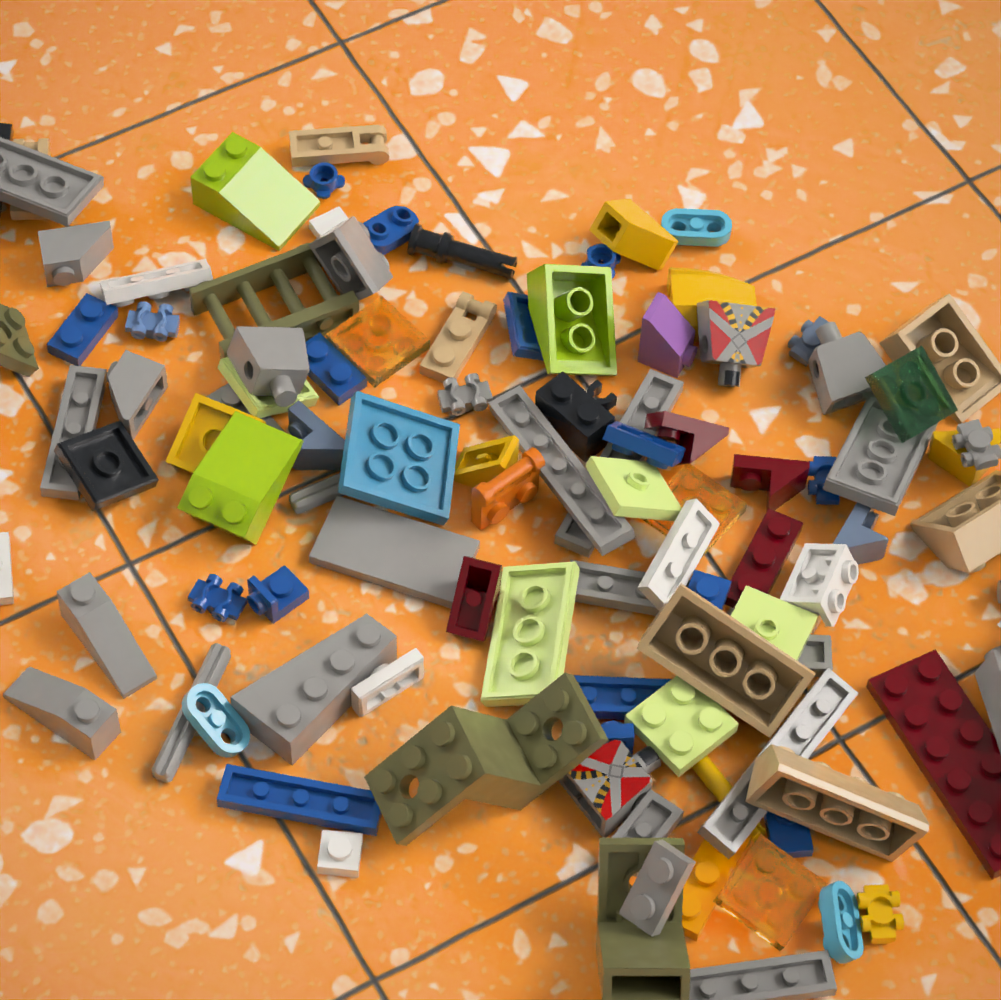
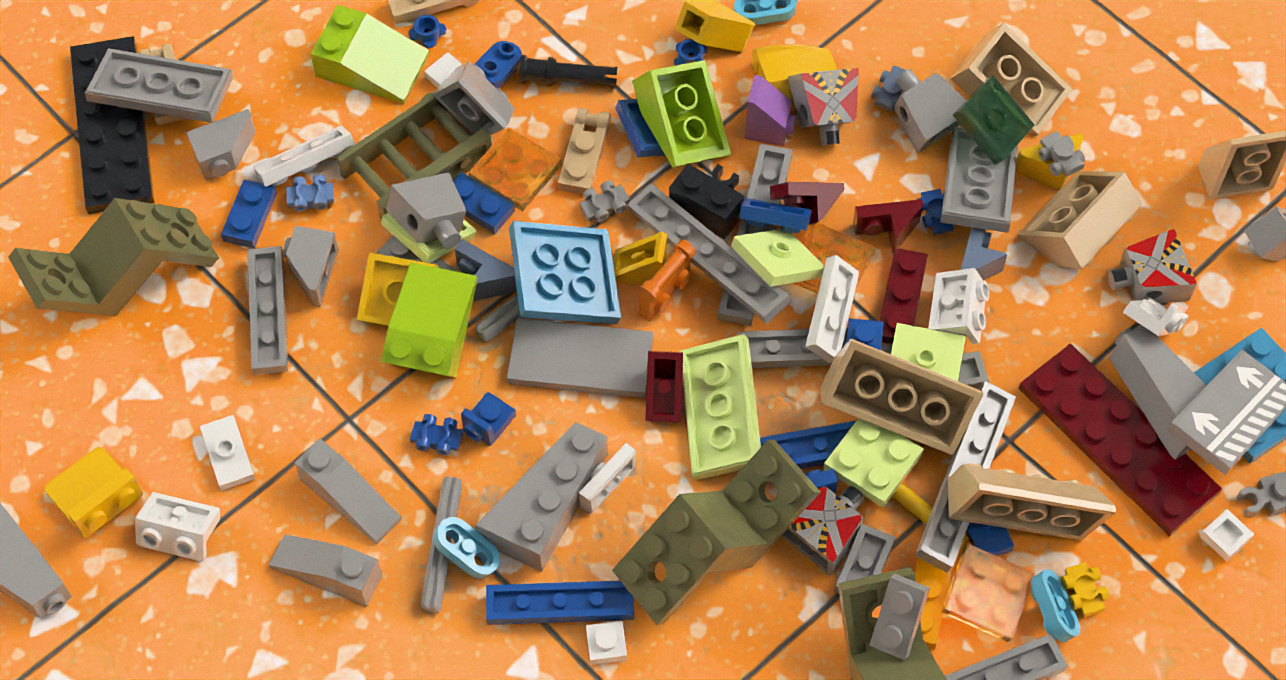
camera: 10 degrees left, 5 degrees up
(106, 465) = (305, 335): black plate -> none

